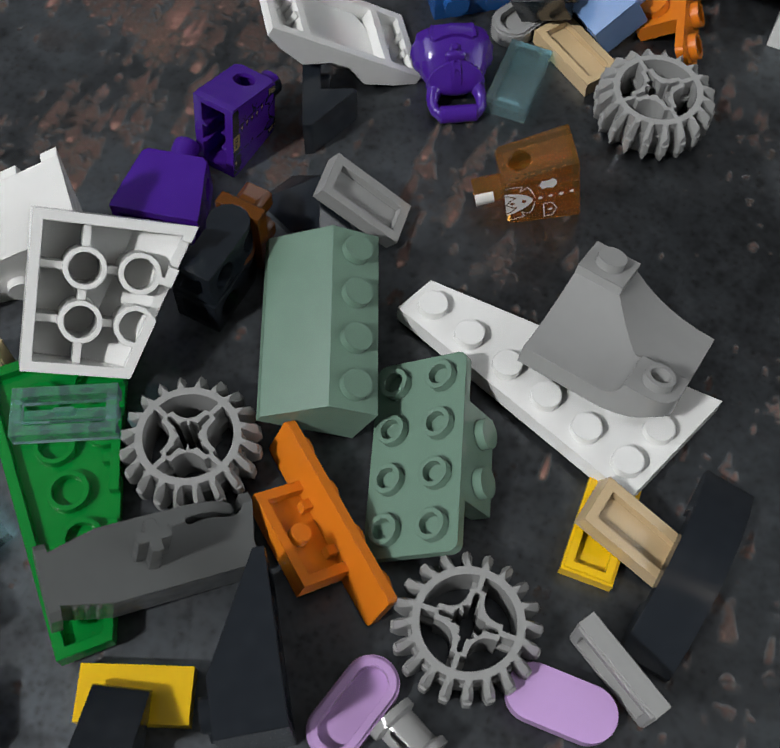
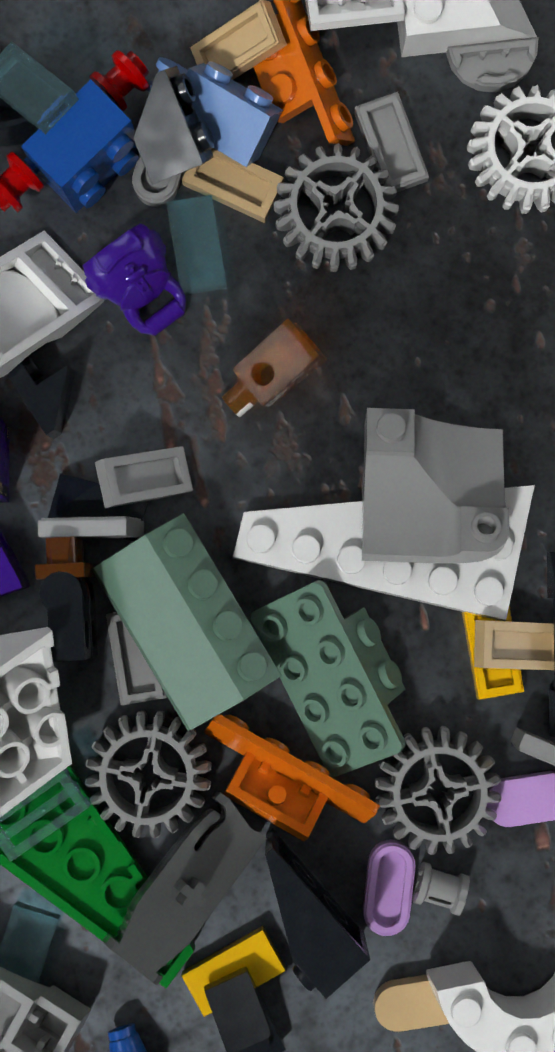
camera: 30 degrees left, 25 degrees up
(240, 358) = (133, 675): none -> light grey tile
(294, 210) = (91, 527): none -> light grey tile
(731, 80) = (391, 141): none -> light grey tile

